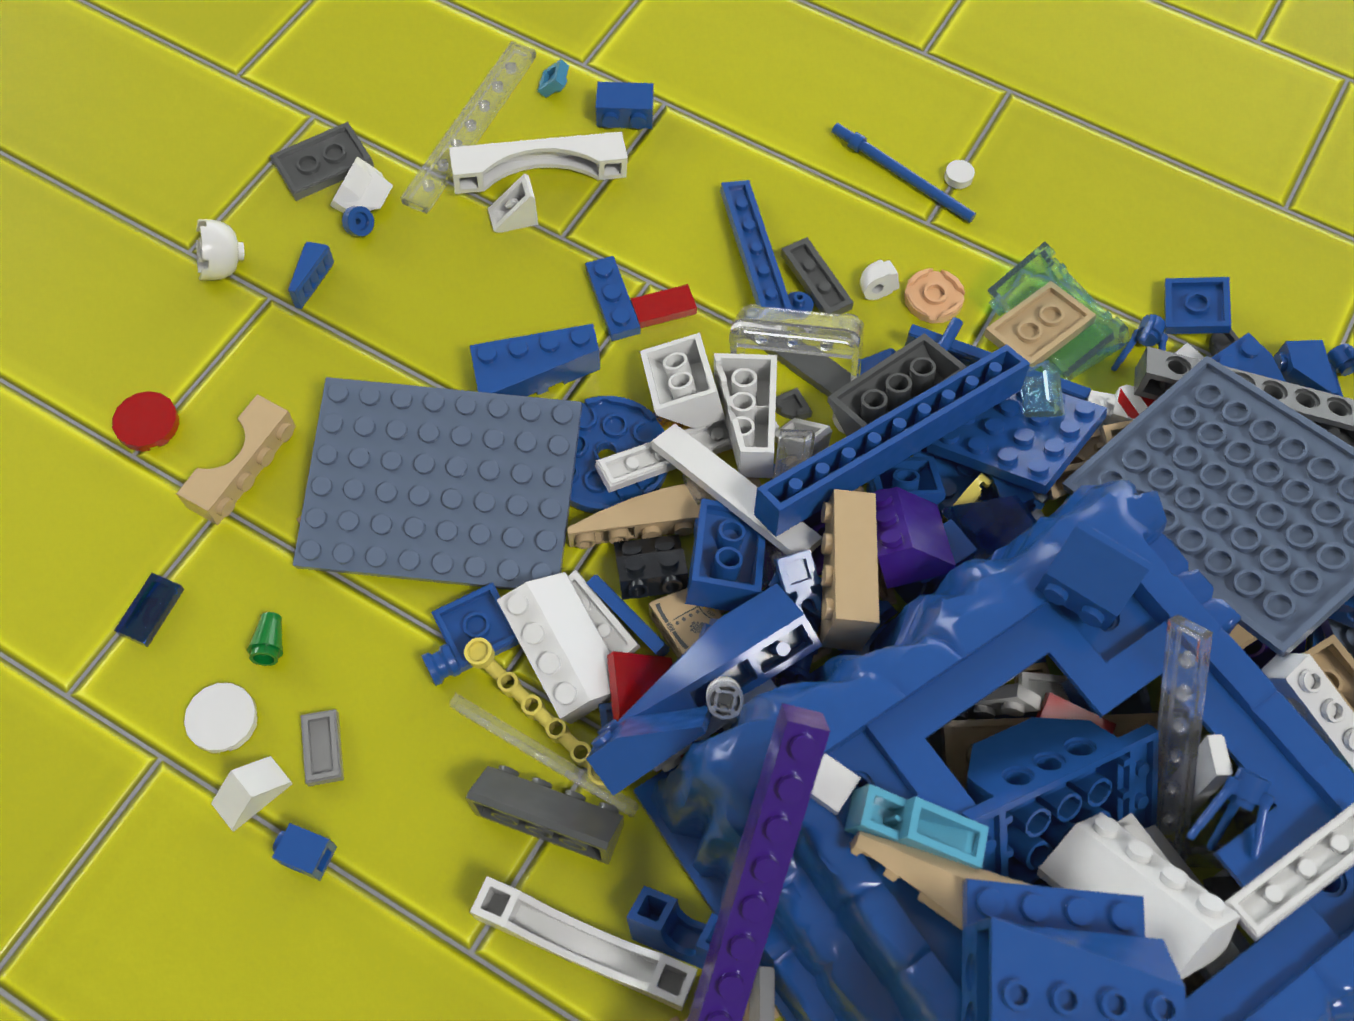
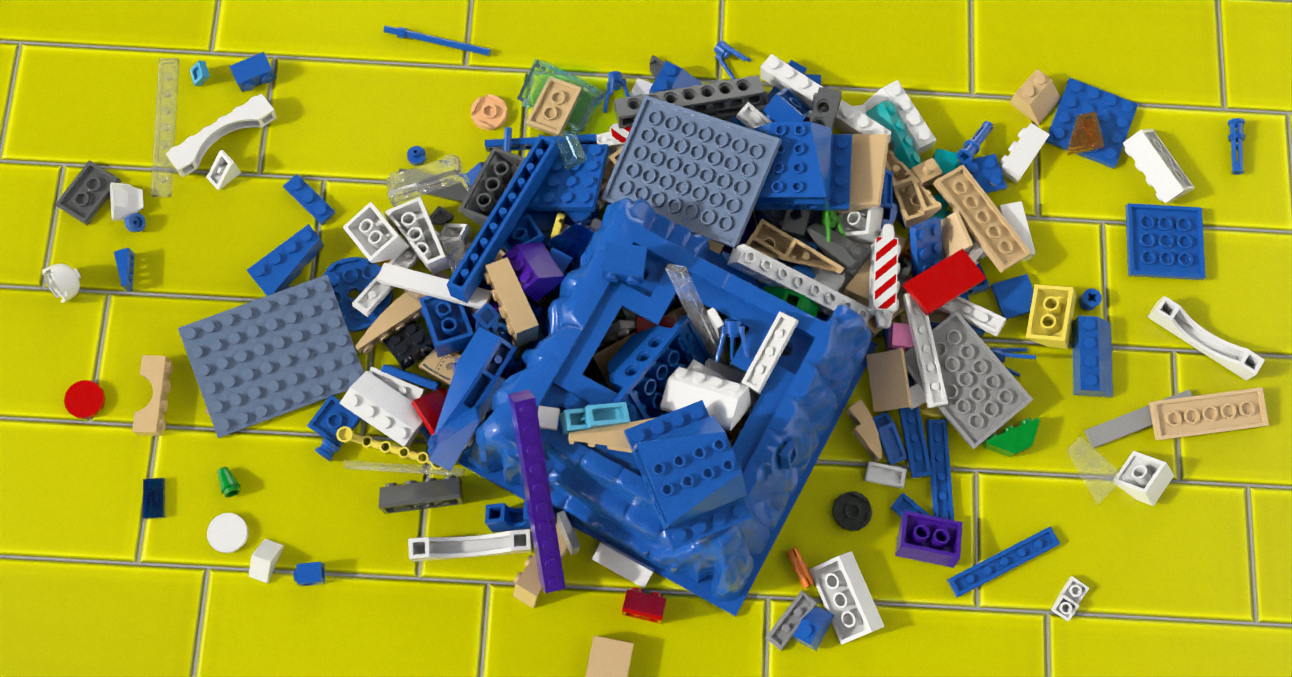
camera: 30 degrees left, 10 degrees up
(322, 747) = (289, 521): light grey tile -> none
(664, 306) = (340, 191): red tile -> none
(724, 691) = (481, 394): white wheel -> none
(754, 245) = (375, 131): blue plate -> none
(816, 277) = (419, 133): dark grey plate -> none
(879, 280) = (454, 118): white piece -> none
(959, 174) = (470, 26): white tile -> none
(1197, 305) = (634, 53): blue plate -> none
(1306, 365) = (705, 66): blue slope -> none

